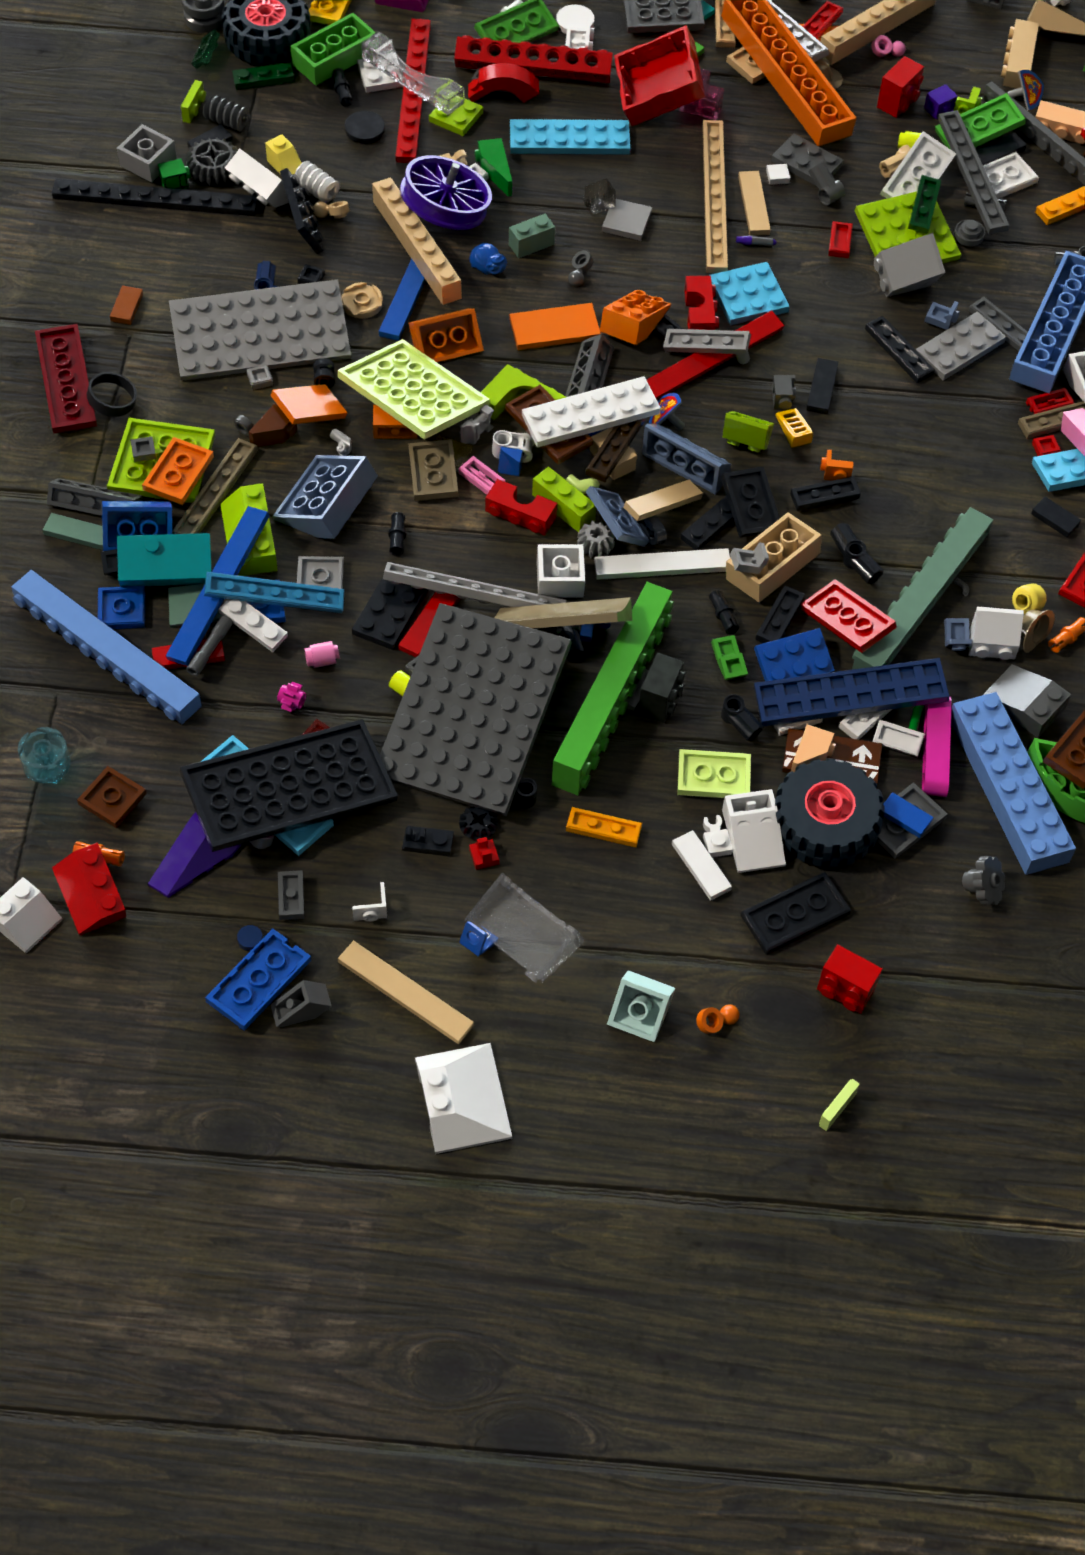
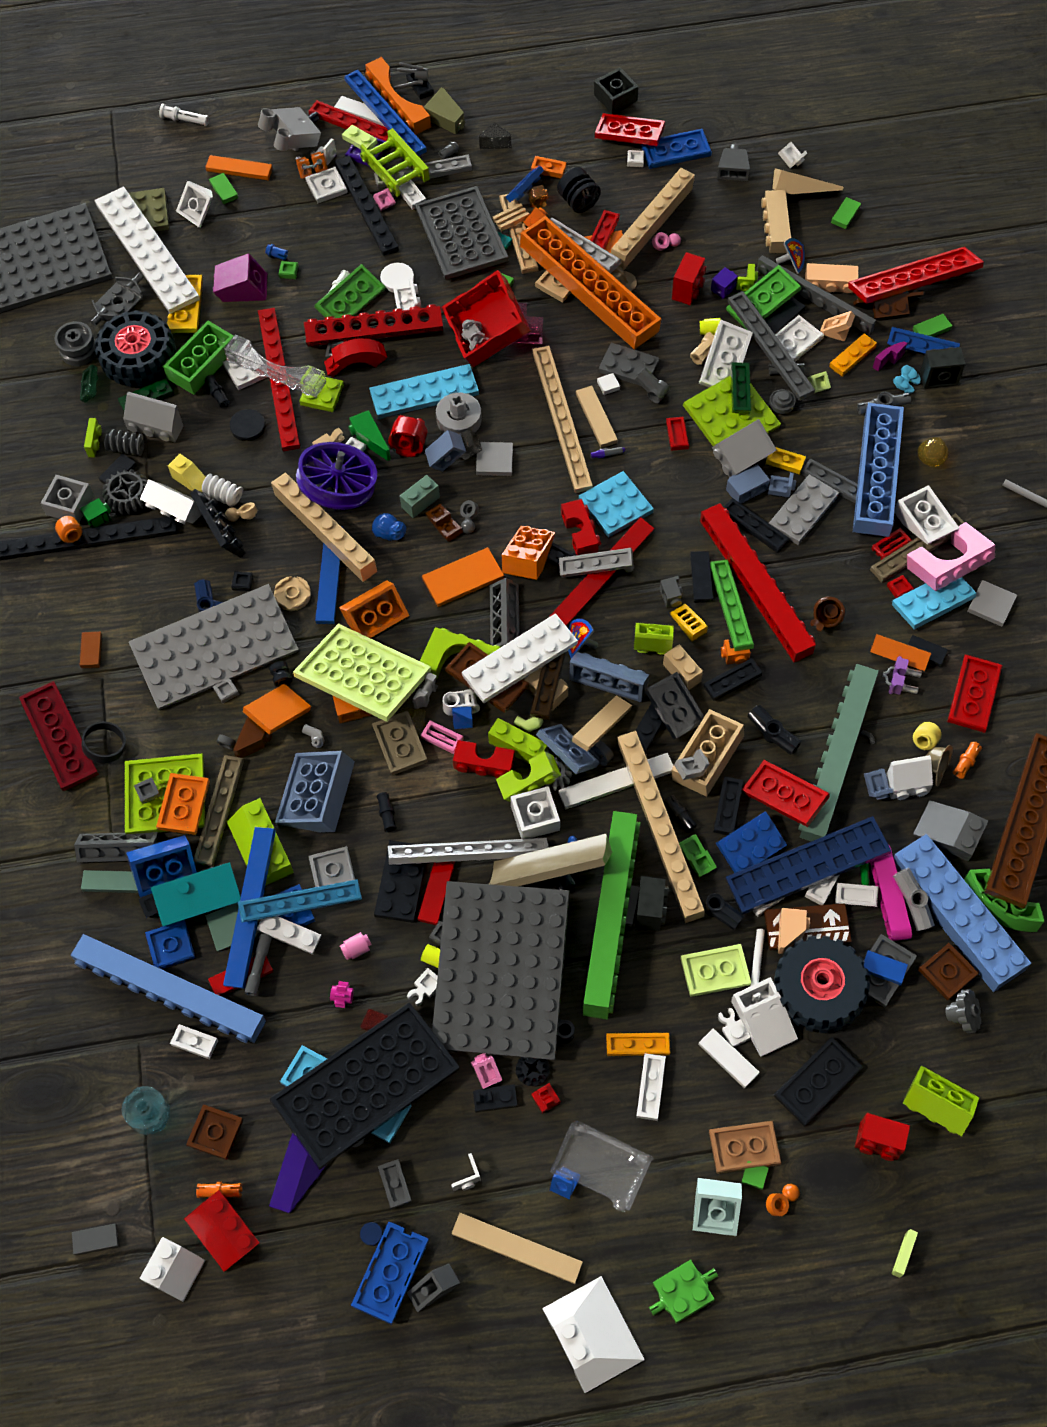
camera: 10 degrees left, 5 degrees up
(117, 704) = (194, 1041): none -> white plate
(139, 180) = (68, 529): none -> orange head
(264, 94) = (152, 417): none -> light grey slope
(384, 712) = (426, 985): none -> white plate
(427, 809) = (486, 1070): none -> bright pink bracket
(537, 173) = (408, 436): none -> red brick
(550, 269) = (444, 523): none -> reddish brown slope
(573, 195) = (445, 450): none -> sand blue brick
(577, 1080) = (683, 1291): none -> bright green plate
(580, 529) = (543, 772): none -> lime arch
(604, 871) = (651, 1087): none -> white plate
(607, 163) = (459, 406): none -> light grey piece
(640, 87) = (472, 333): none -> light grey piece
(691, 956) = (744, 1143): none -> medium nougat tile
(694, 987) = (755, 1176): none -> bright green tile
(696, 617) = (661, 827): none -> tan brick
(768, 769) = (757, 956): none -> white bar
(775, 466) = (679, 661): none -> tan brick
(846, 419) = (731, 605): none -> bright green tile
(884, 405) = (758, 583): none -> red brick
(904, 305) = (747, 484): none -> sand blue brick
(928, 964) = (941, 1101): none -> lime slope
(954, 451) = (828, 613): none -> reddish brown hat
(955, 291) = (786, 460): none -> yellow plate
(964, 770) = (920, 911): none -> light grey piece
(978, 837) = (948, 971): none -> reddish brown plate
(1016, 532) = (897, 682): none -> medium lavender piece
(1019, 223) = (820, 381): none -> yellowish green slope
(1025, 510) = (892, 649): none -> orange tile
(1057, 172) = (838, 326): none -> light nougat slope

